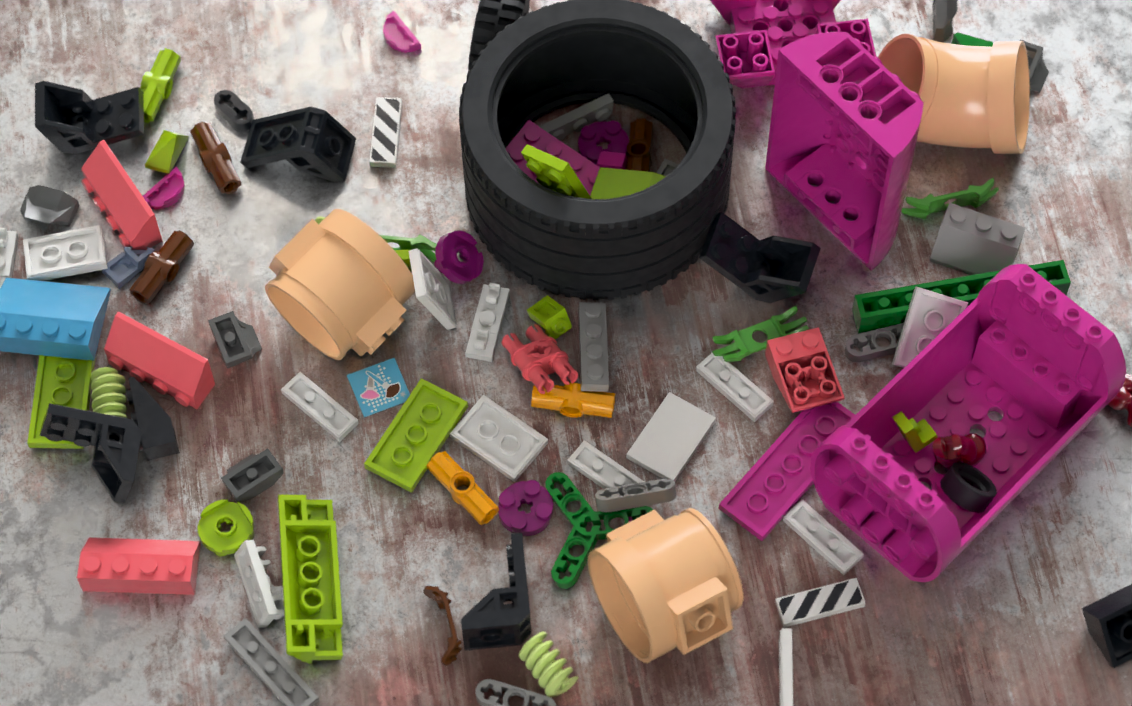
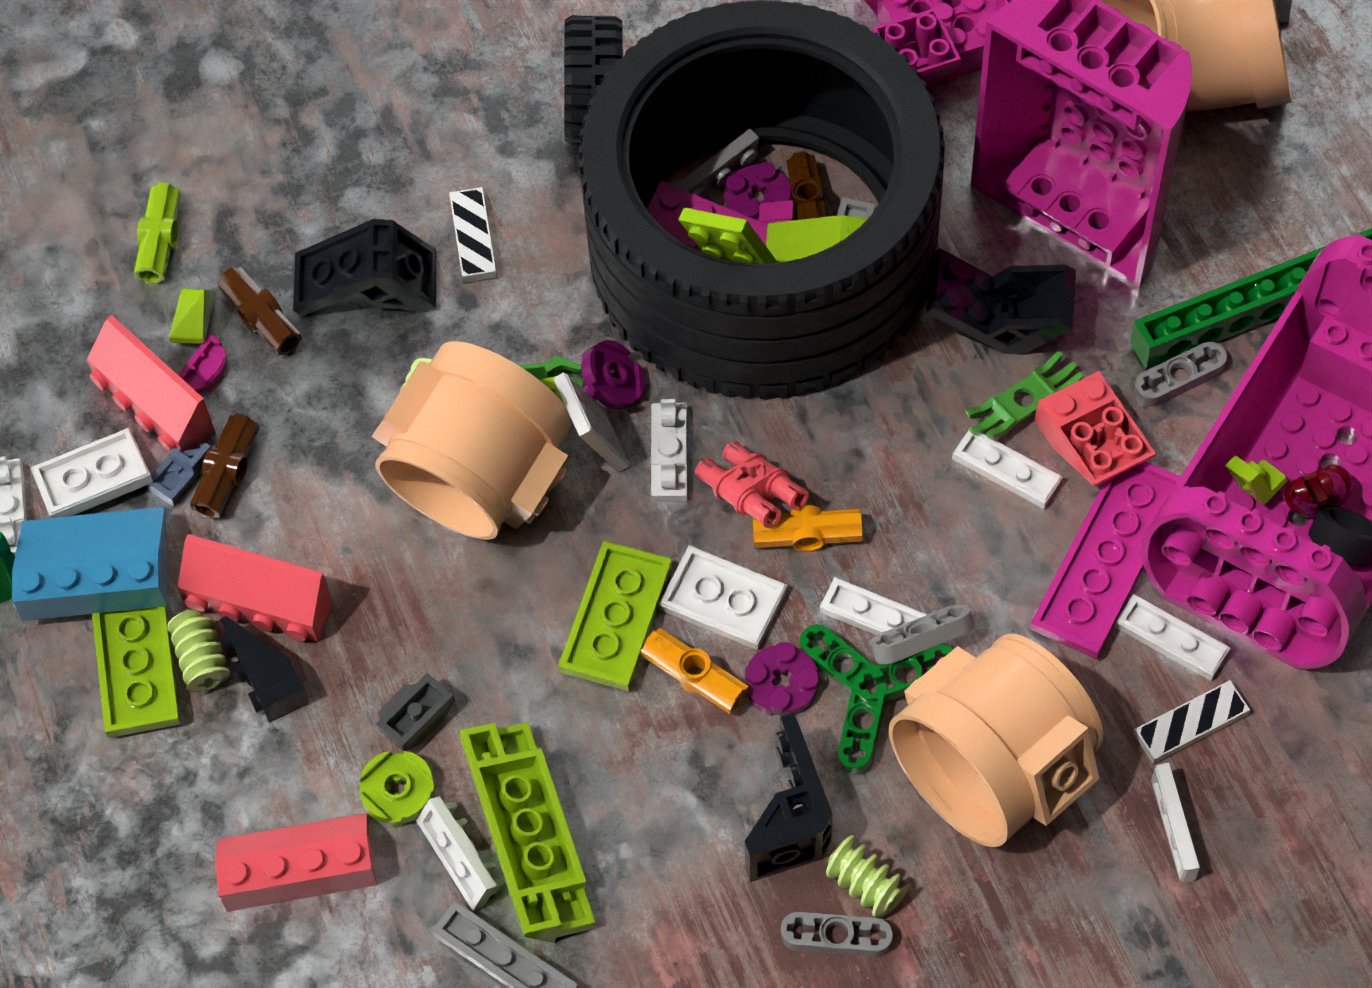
camera: 10 degrees left, 0 degrees up
(49, 205) = (54, 416): dark grey slope -> none
(78, 123) = (73, 301): black bracket -> none
(114, 442) = (220, 697): black bracket -> none
(234, 339) = (343, 540): dark grey slope -> none
(237, 106) = (263, 250): black beam -> none
(319, 406) = (478, 604): white tile -> none
(379, 387) = (549, 564): medium azure sticker -> none
(399, 35) = (457, 108): dark pink tile -> none
(443, 602) = (709, 825): reddish brown piece -> none
(550, 316) = (749, 427): lime bracket -> none
(593, 347) = (816, 455): light grey plate -> none
(671, 437) = (944, 551): white tile -> none
(925, 320) = (1232, 341): white tile -> none
(973, 196) = (1244, 169): bright green piece -> none
(975, 241) = (1263, 224): light grey slope -> none

